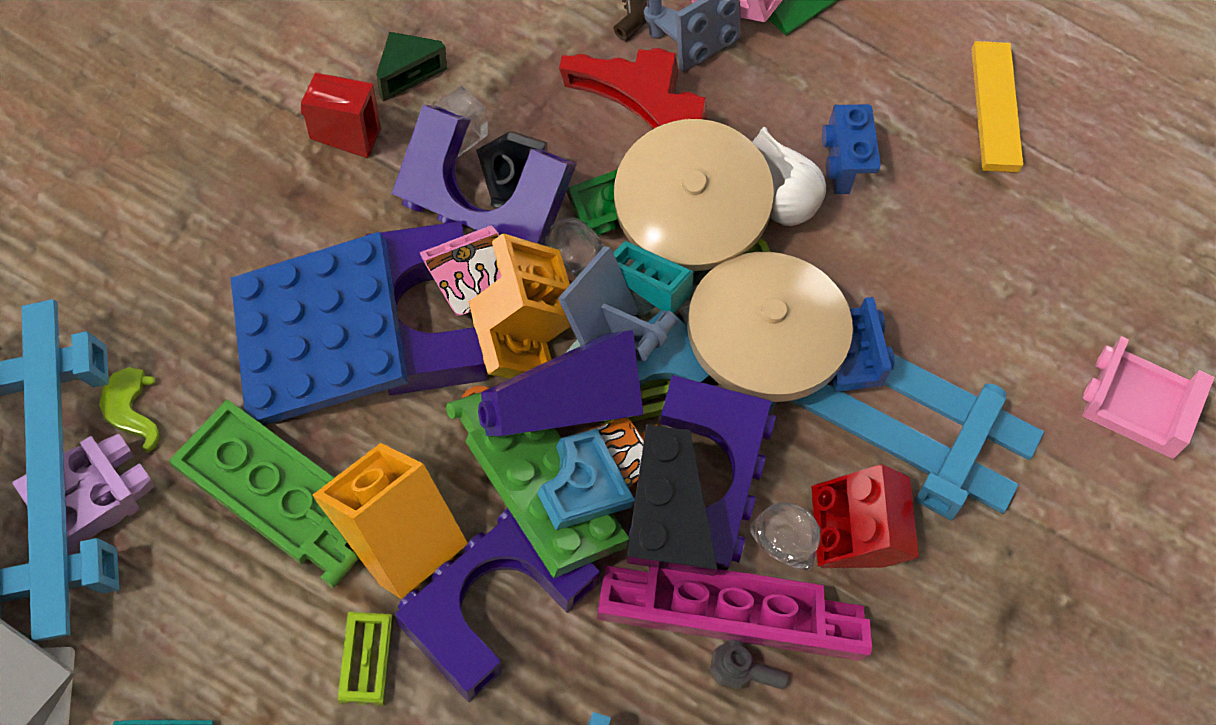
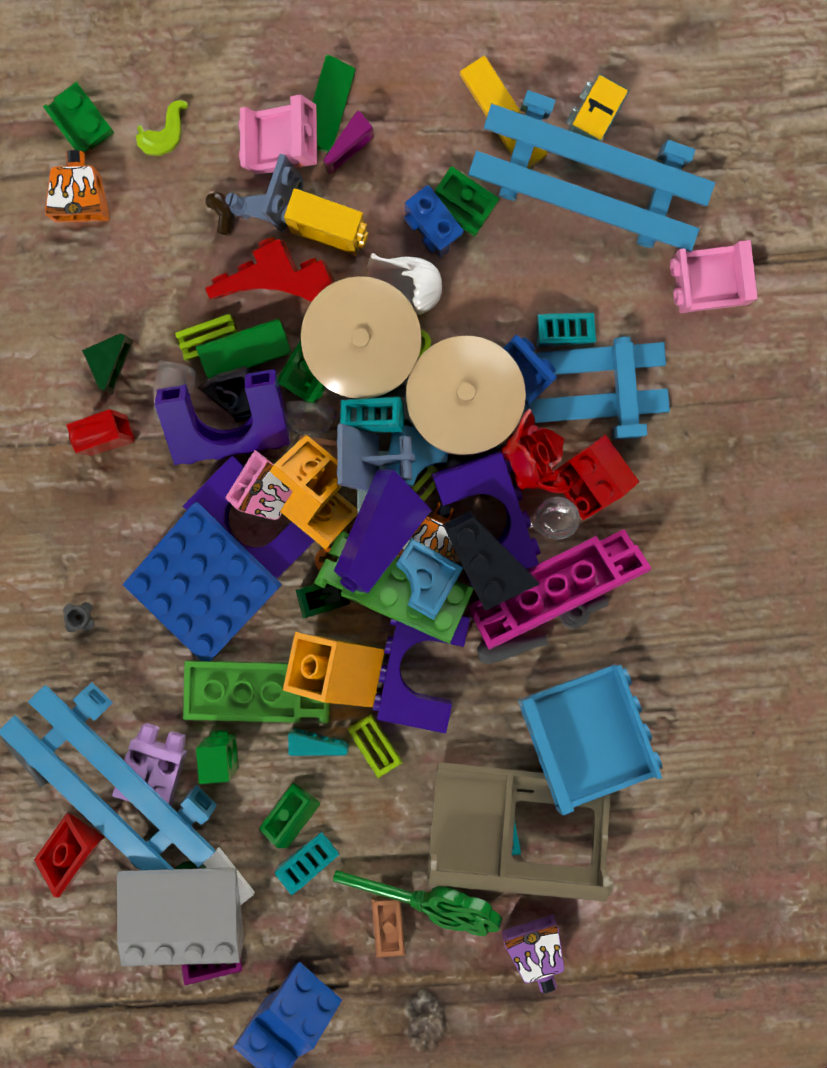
camera: 30 degrees left, 25 degrees up
(117, 404) = (124, 705): lime piece -> none
(152, 270) = (72, 623): none -> dark grey plate
(170, 523) = (217, 757): none -> green brick
(190, 674) = (289, 816): none -> green slope
(285, 591) = (312, 744): none -> teal slope
(435, 436) = (317, 600): none -> dark green slope
(528, 105) = (184, 345): none -> lime tile
(573, 140) = (244, 348): none -> green slope
(615, 649) = (509, 648): none -> dark grey piece
(735, 75) = (326, 222): none -> yellow window
(806, 445) = (534, 456): none -> red brick
(811, 31) = (352, 139): none -> magenta slope
(903, 154) = (466, 200): none -> green plate
(927, 325) = (542, 334): none -> teal slope
(1028, 126) = (664, 177): none -> dark azure fence
(1103, 159) = (599, 109): none -> yellow brick

